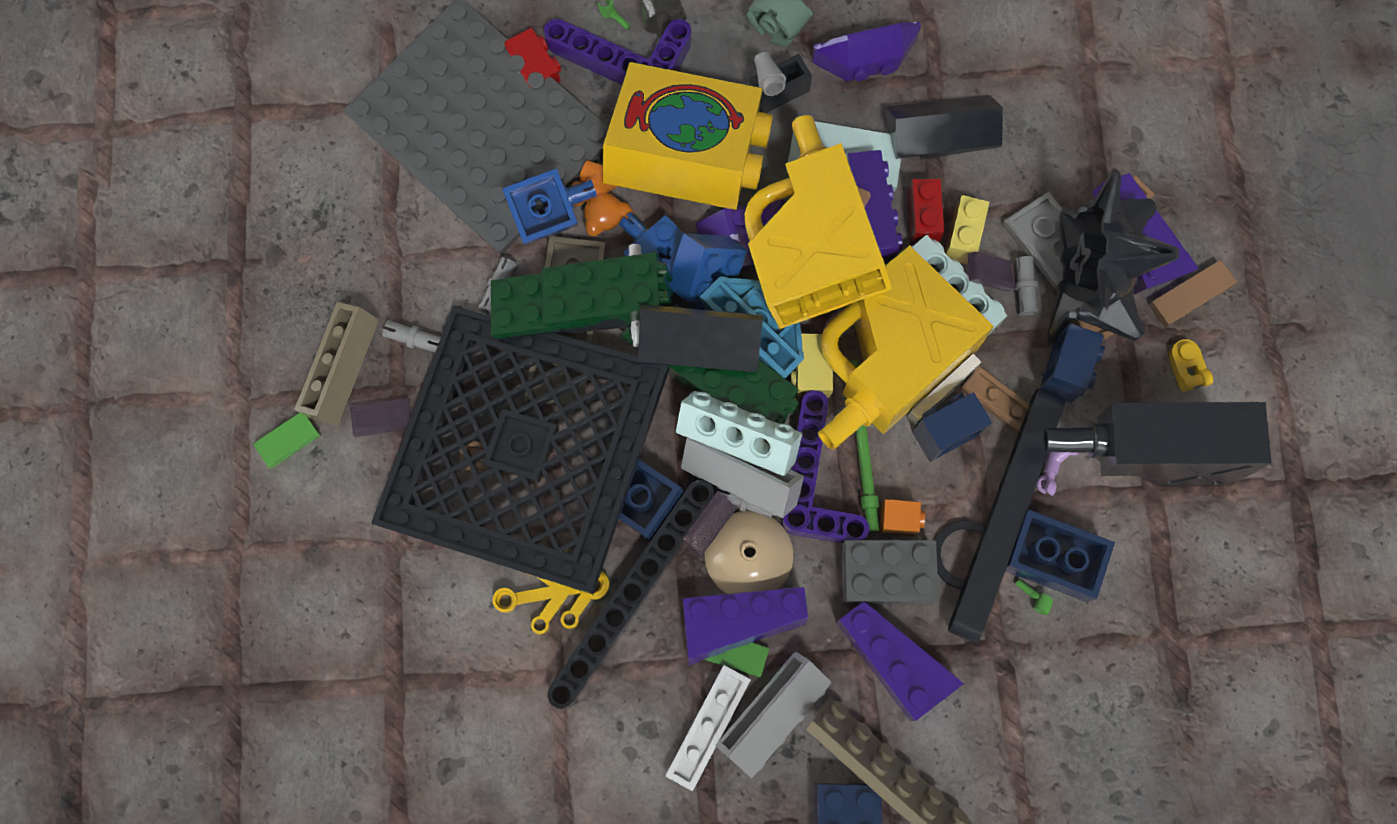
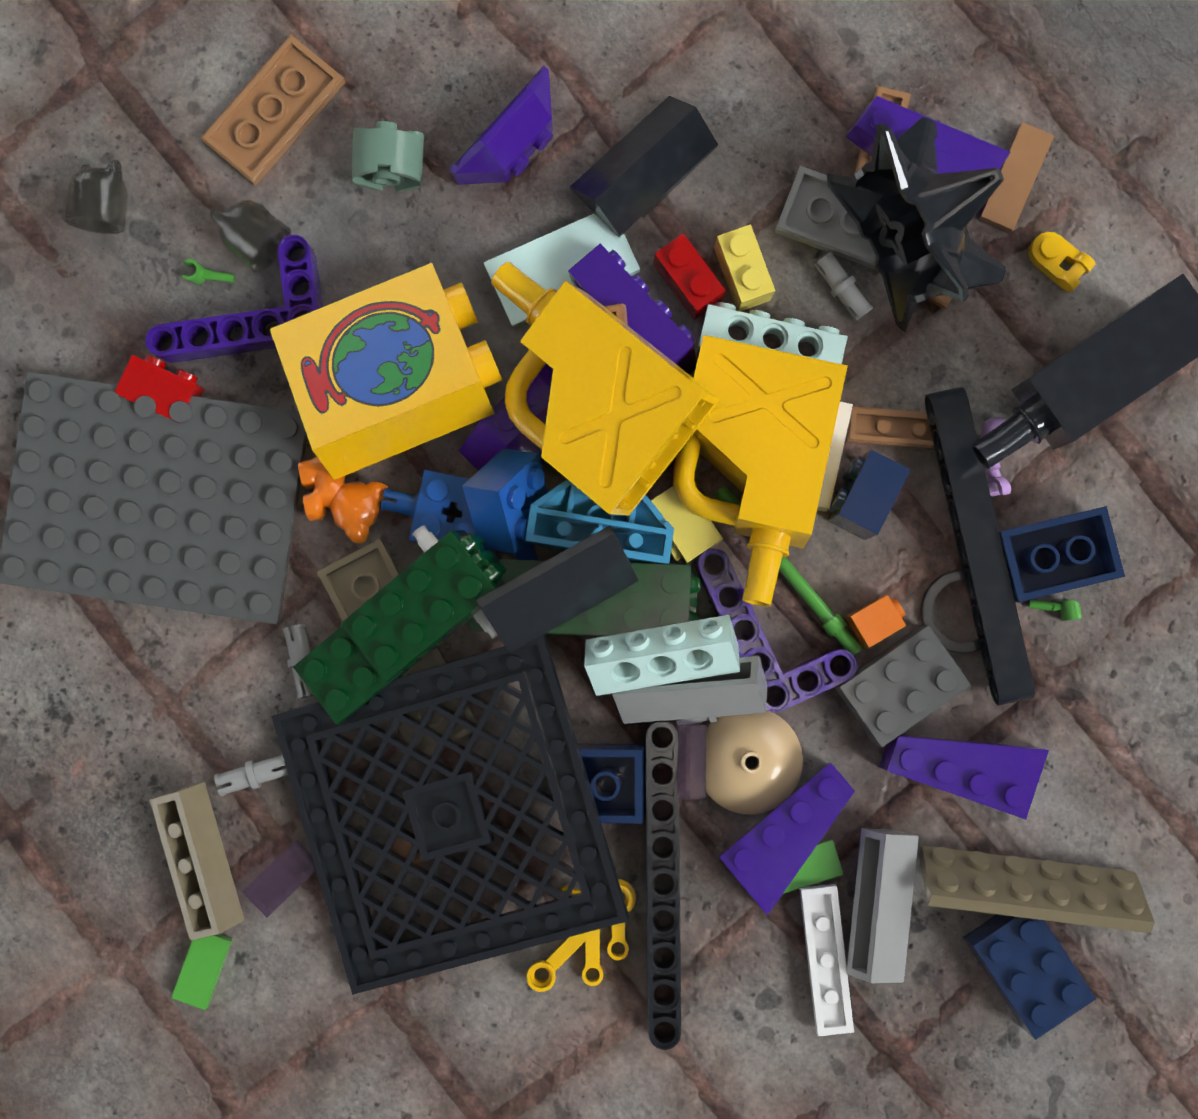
camera: 30 degrees left, 10 degrees up
(549, 190) = (312, 546): blue brick -> none
(769, 75) = (428, 241): light grey cone -> none
(797, 84) = (443, 236): black brick -> none
(991, 271) = (799, 298): clear purple tile -> none
(1072, 362) = (945, 343): dark blue brick -> none

